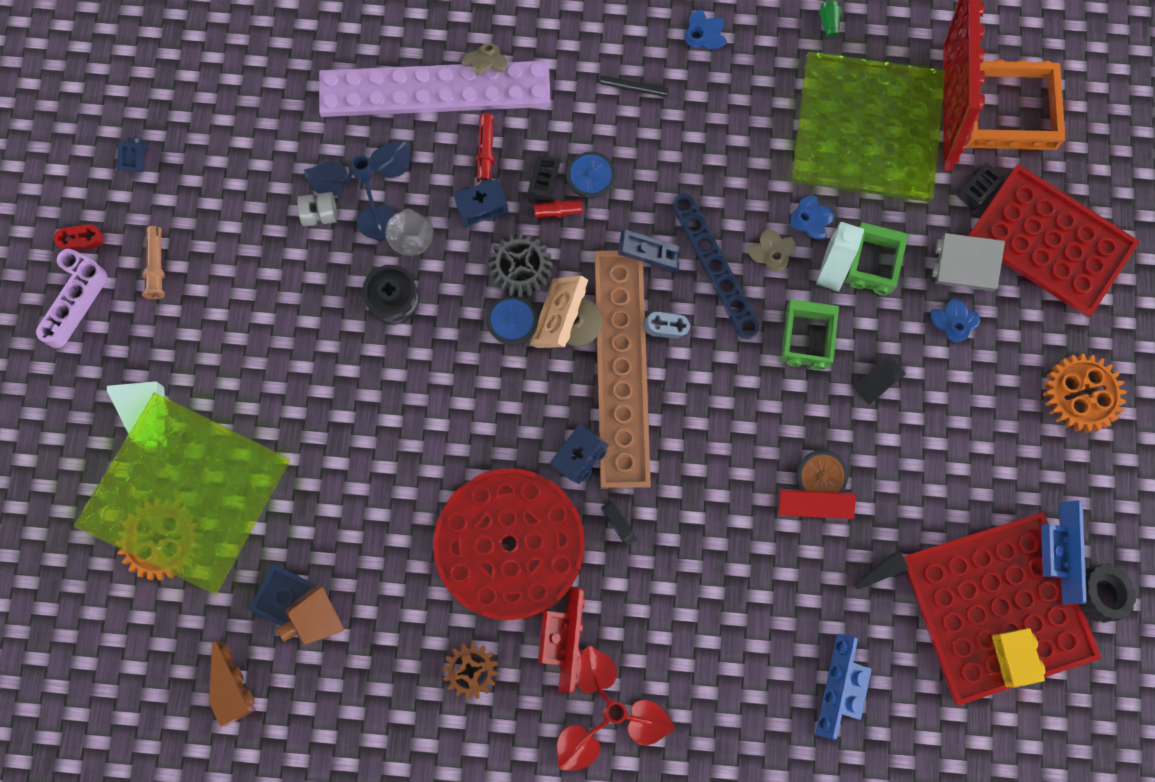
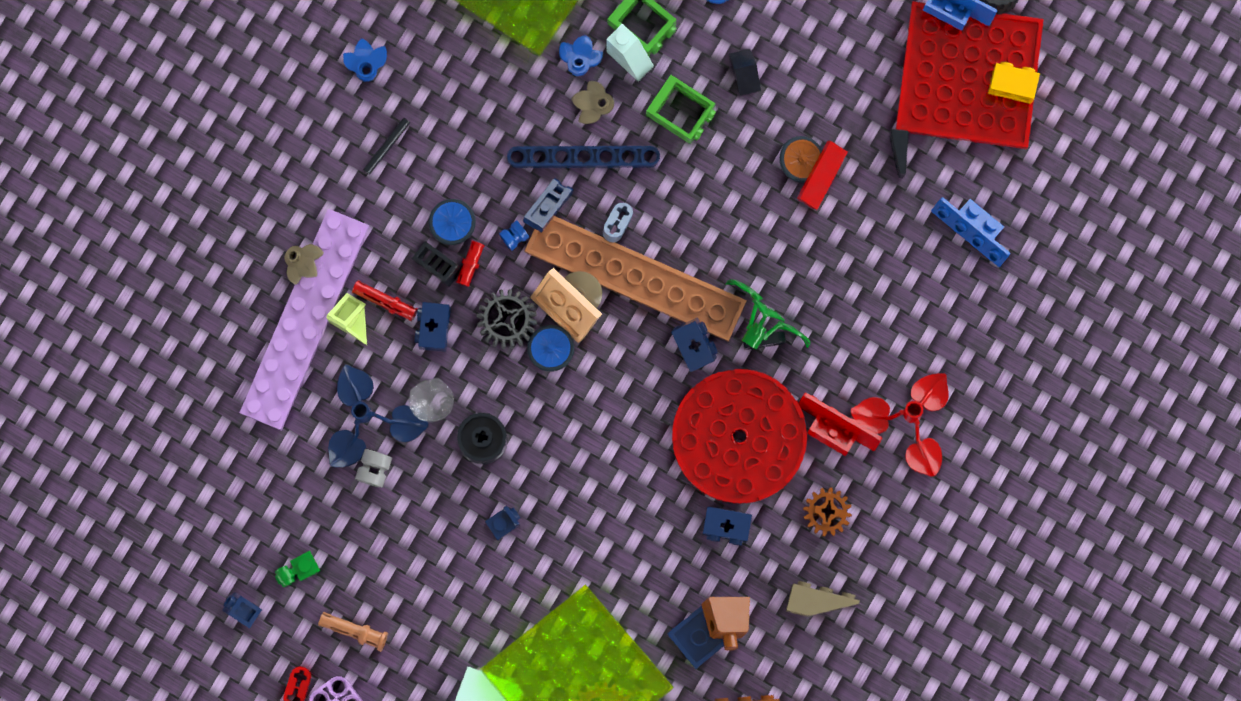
camera: 65 degrees left, 5 degrees up
(195, 191) = (303, 566): none -> green plate
(319, 354) = (503, 522): none -> dark blue bracket
(369, 700) = (809, 601): none -> dark tan slope
(420, 585) = (739, 521): none -> dark blue brick
(453, 124) = (349, 317): none -> yellowish green slope
(605, 235) = (514, 235): none -> blue wheel
(621, 508) = (756, 332): none -> green plant

